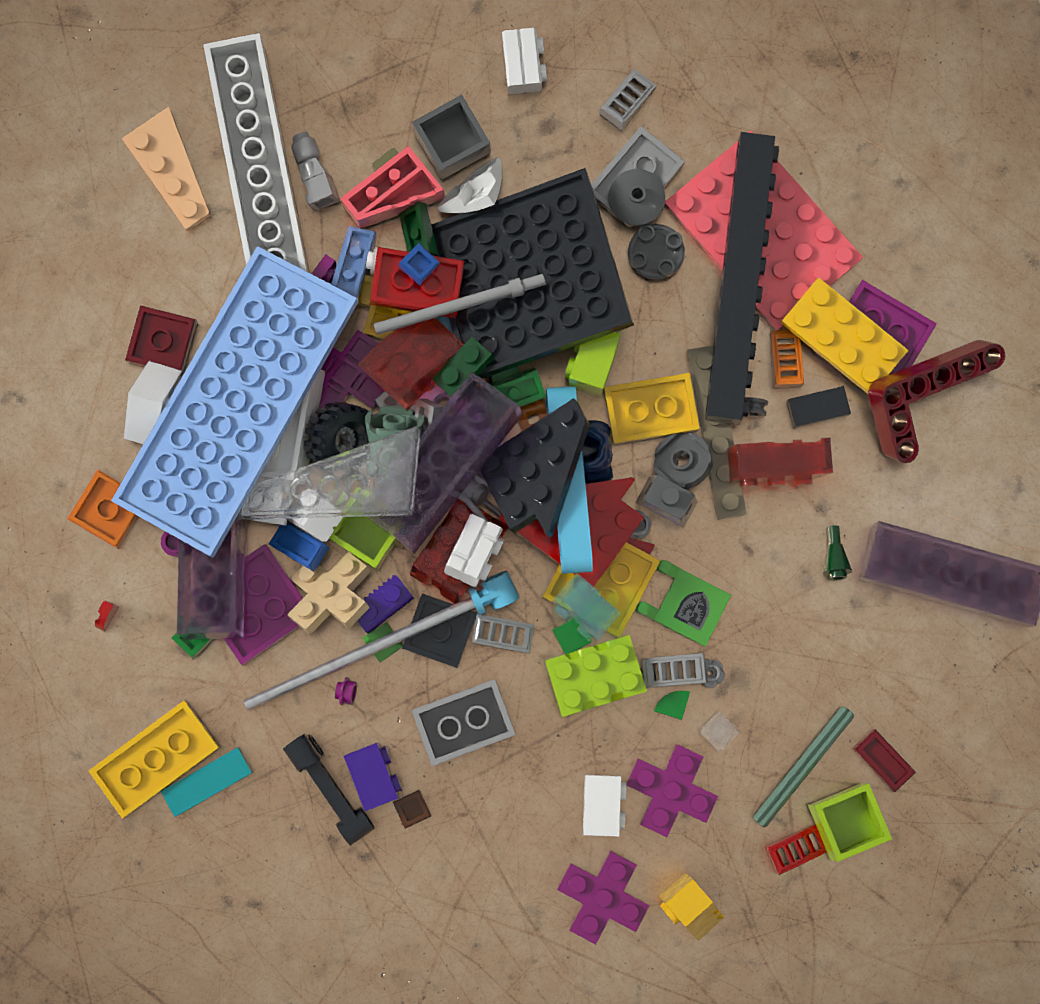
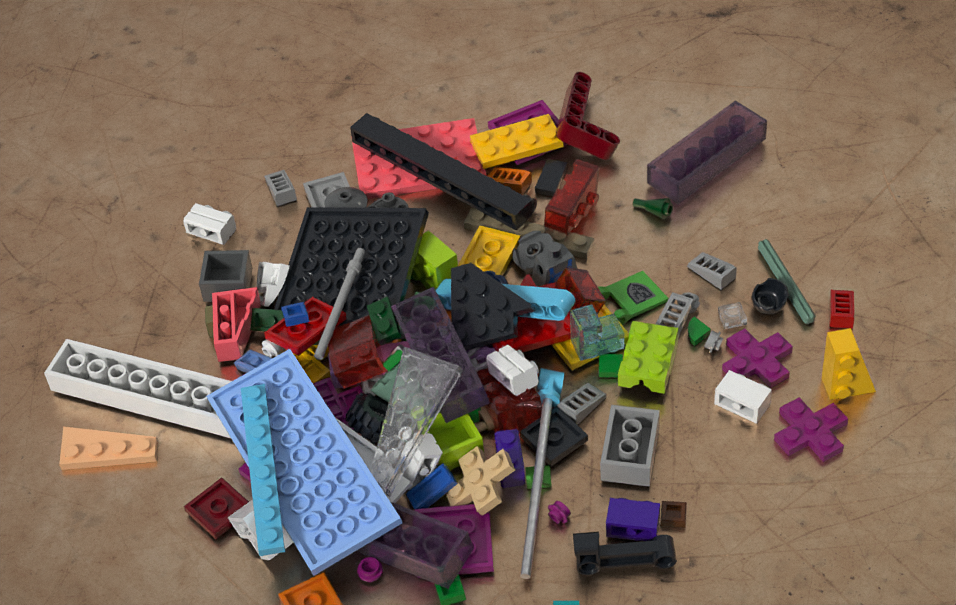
camera: 55 degrees left, 35 degrees down
(193, 372) = (262, 470): none -> medium azure plate
(313, 173) = (187, 359): light grey piece -> none
(412, 414) = (393, 360): none -> green tile
(634, 555) = (582, 287): none -> clear red brick
(666, 731) = (713, 341): none -> light grey plate
(761, 764) = (770, 296): none -> black hair
(768, 696) = (727, 270): none -> light grey slope
(850, 822) = (839, 265): lime piece -> none
(884, 760) = (808, 240): dark red tile -> none

